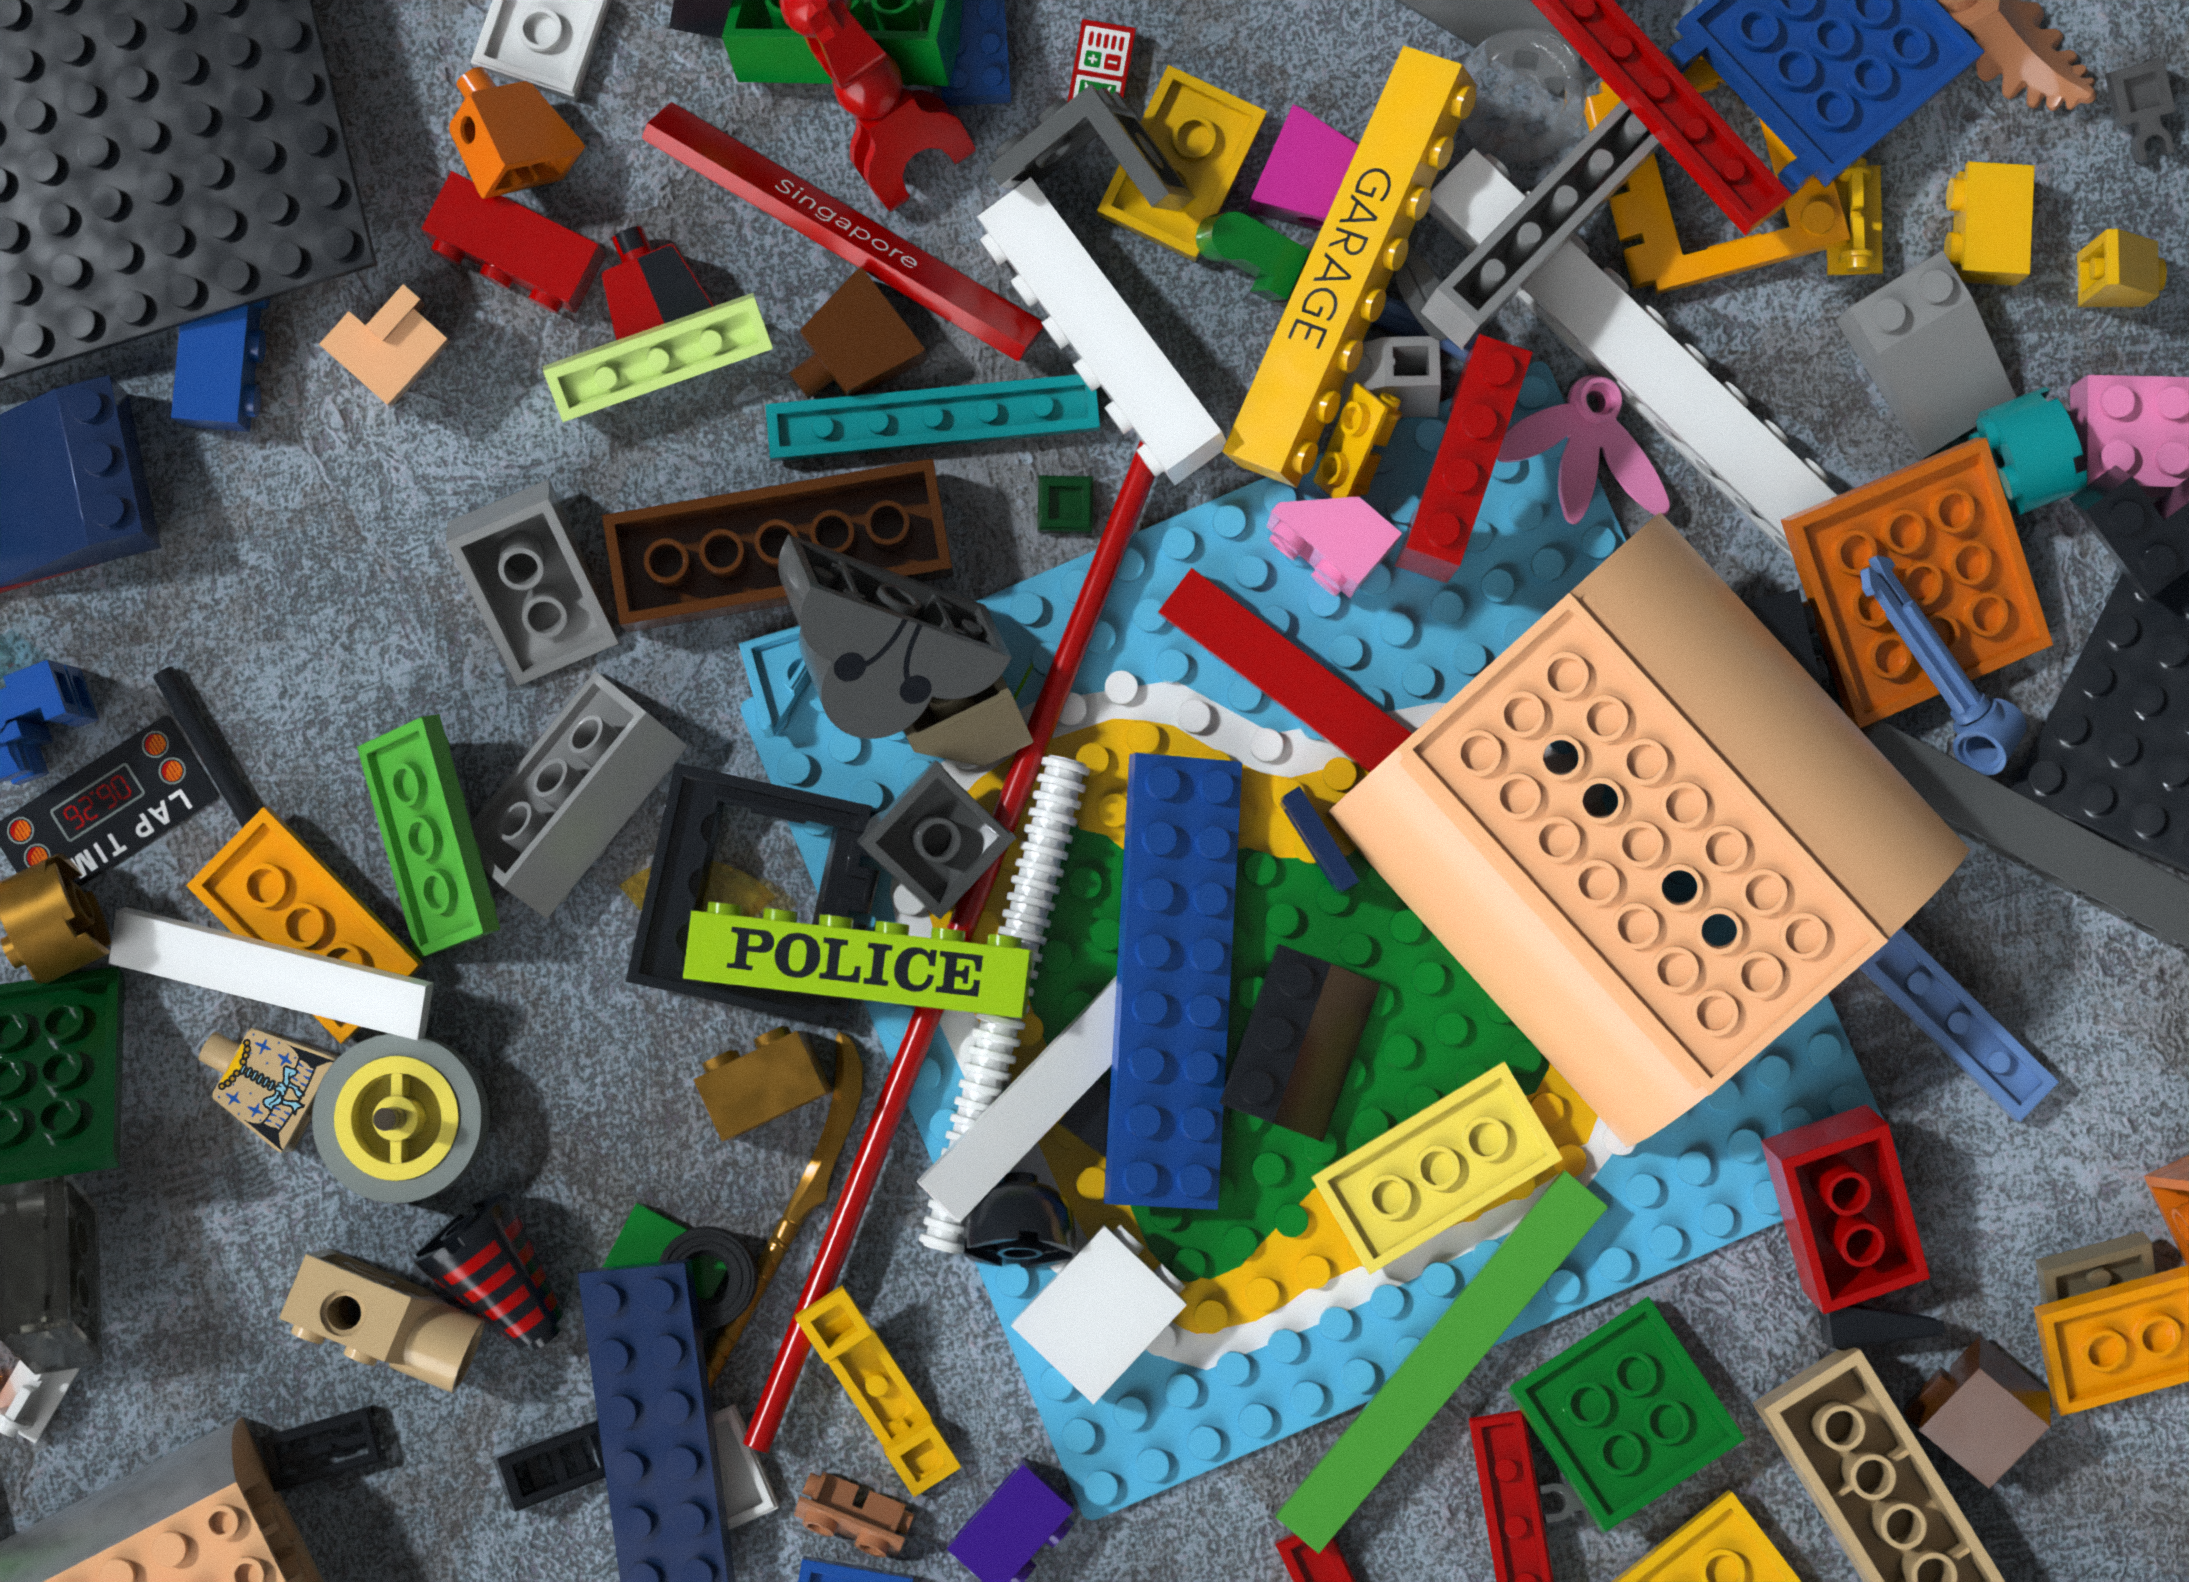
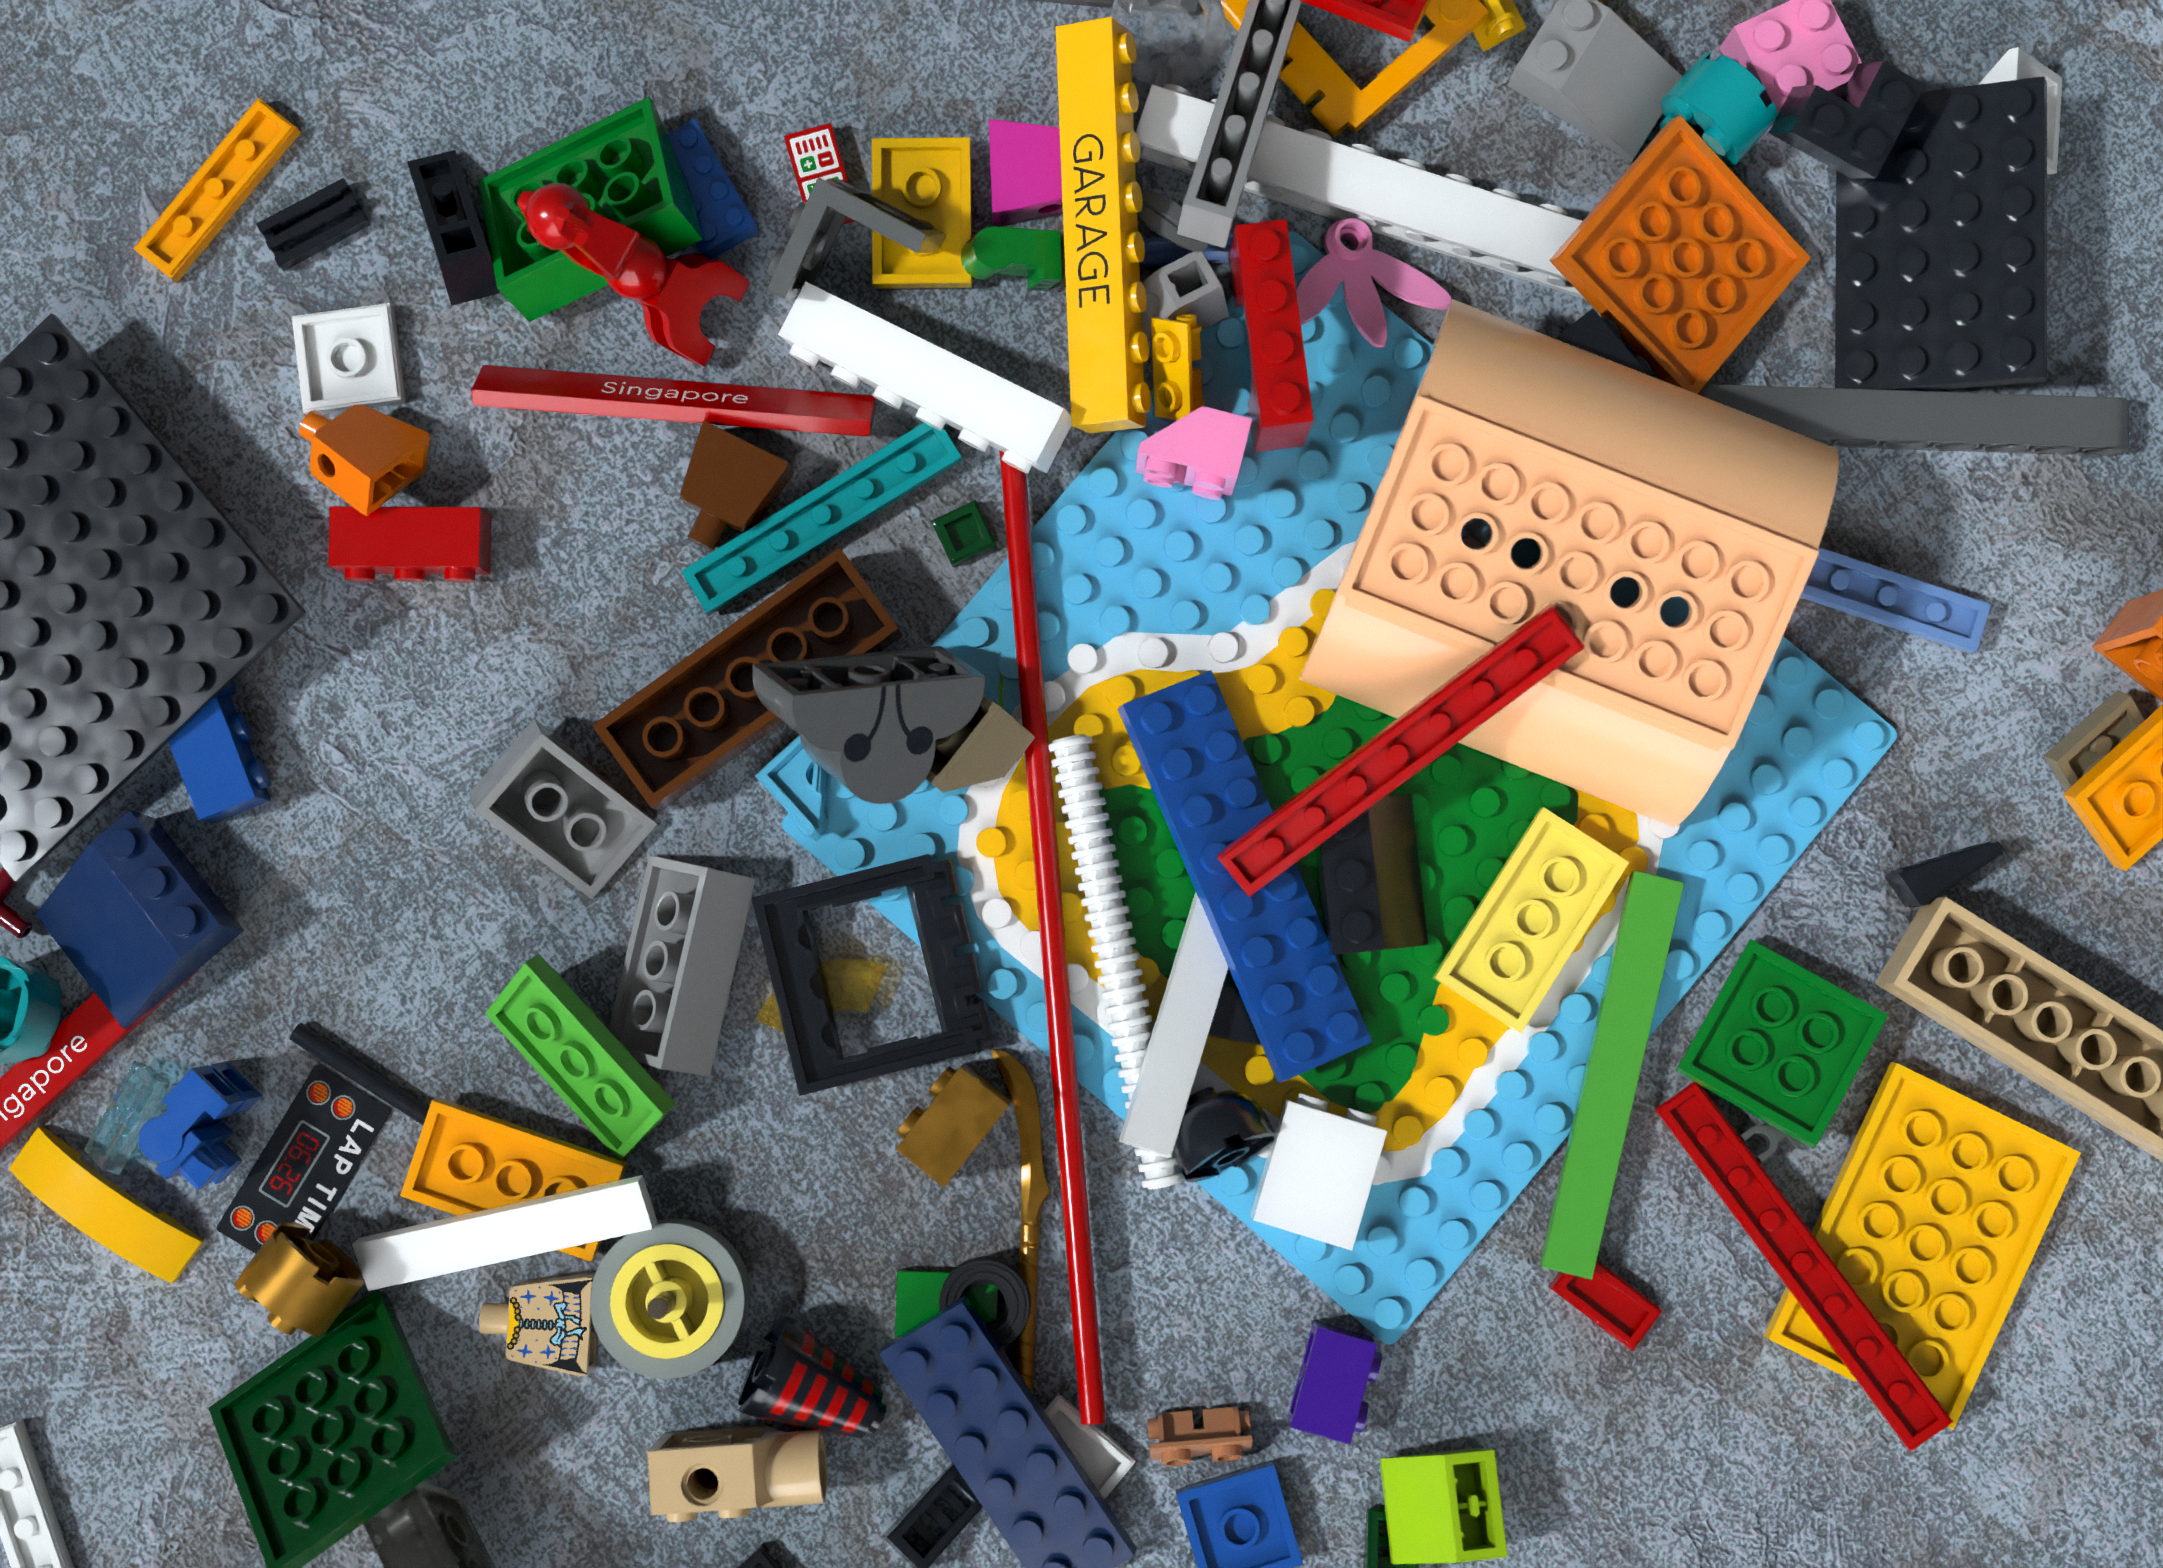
camera: 25 degrees left, 0 degrees up
(390, 348) = (350, 675): light nougat plate -> none
(649, 285) = (549, 530): torso -> none
(657, 357) = (573, 575): yellowish green fence -> none
(859, 963) = (982, 987): lime brick -> none
(879, 1389) = (1170, 1324): yellow slope -> none
(935, 840) = (995, 855): dark grey slope -> none
(1282, 671) = (1209, 582): red tile -> none
(1318, 840) = (1305, 703): dark blue tile -> none
(1384, 933) = (1401, 749): none -> red tile
(1845, 1208) = (1876, 789): red brick -> none
(1982, 1411) = (2064, 898): plate -> none
(1984, 726) = (1791, 347): medium blue piece -> none

